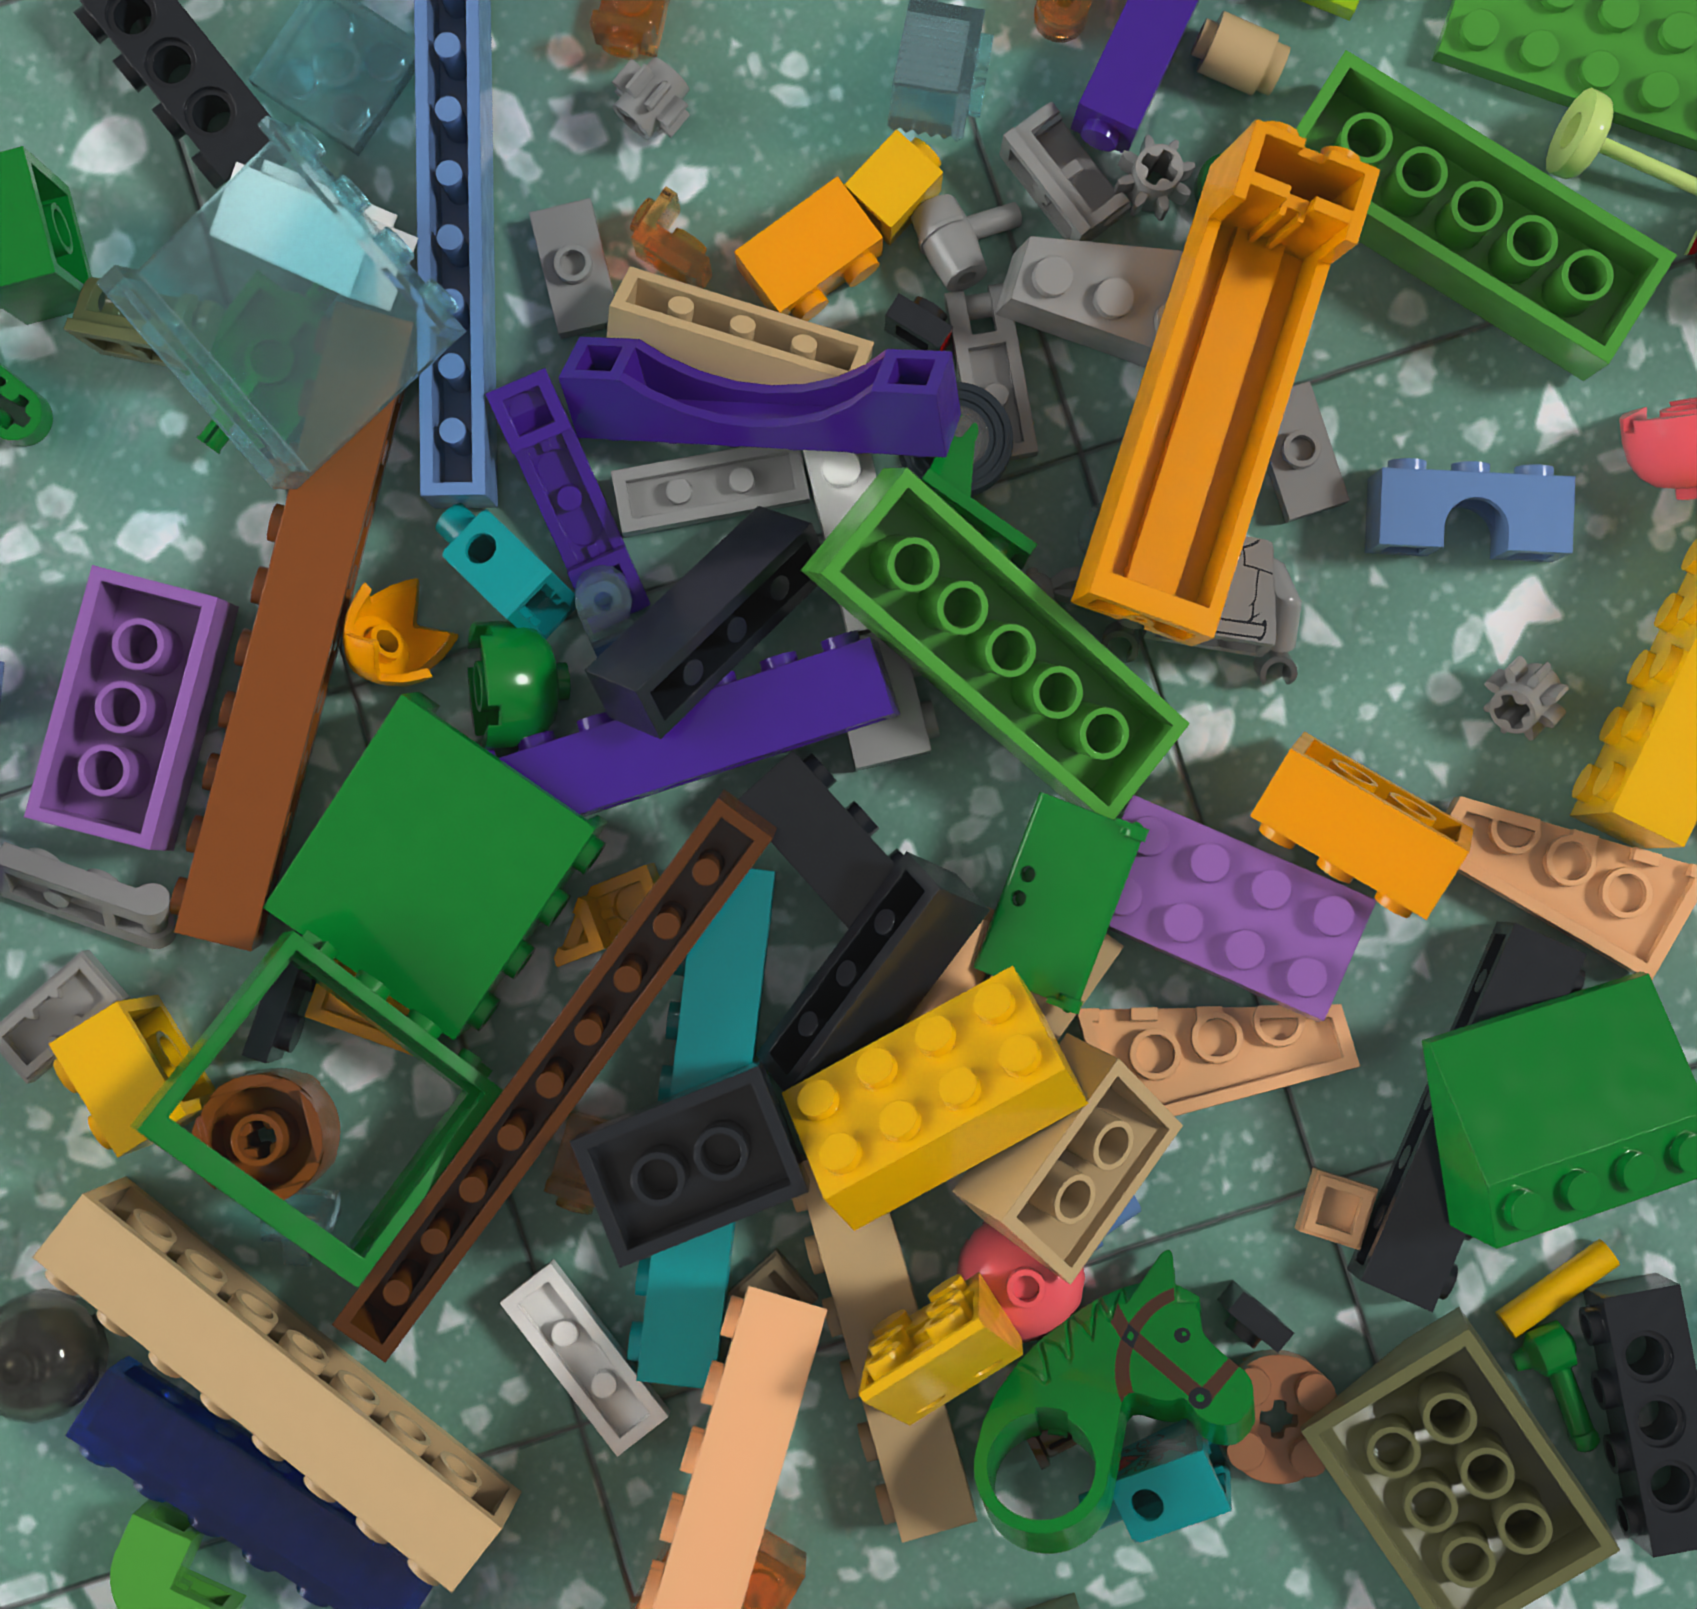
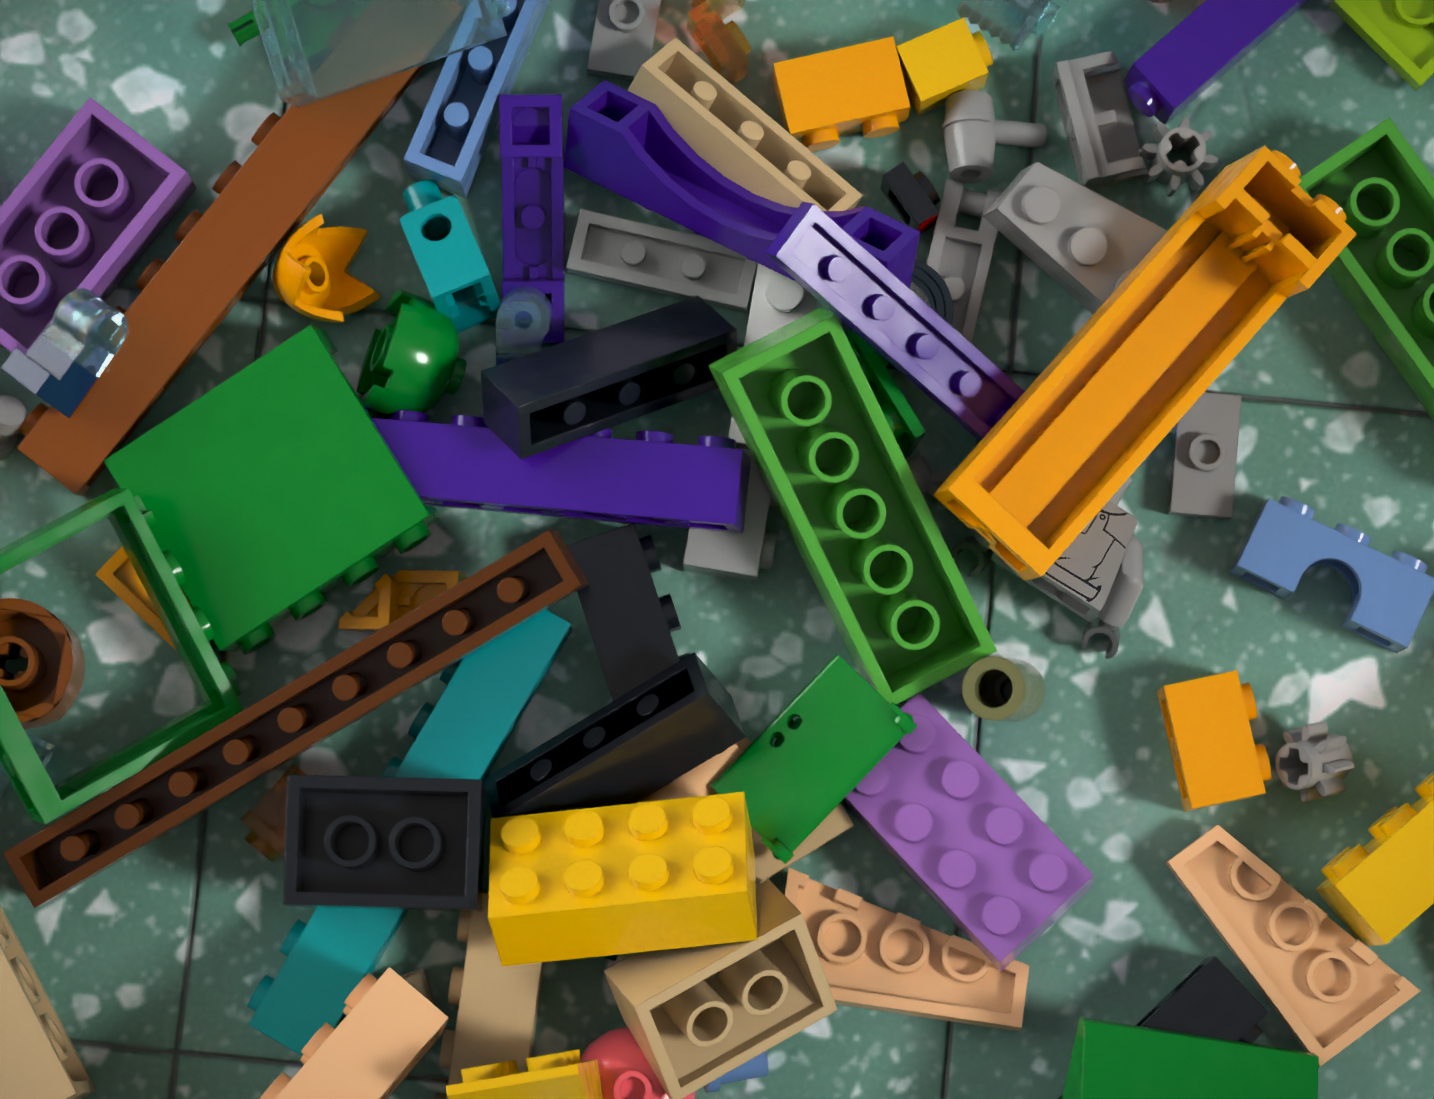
camera: 20 degrees right, 5 degrees down
(181, 820) = (70, 350): none -> leg
(277, 1020) = (68, 568): black plate -> none
(585, 1357) = (209, 989): white plate -> none
(961, 447) = (893, 320): none -> plate
(1207, 777) = (984, 689): none -> olive brick
(1240, 54) = (1302, 80): tan brick -> none
(1363, 827) = (1110, 806): light orange brick -> none
(1423, 719) = (1213, 740): none -> light orange brick

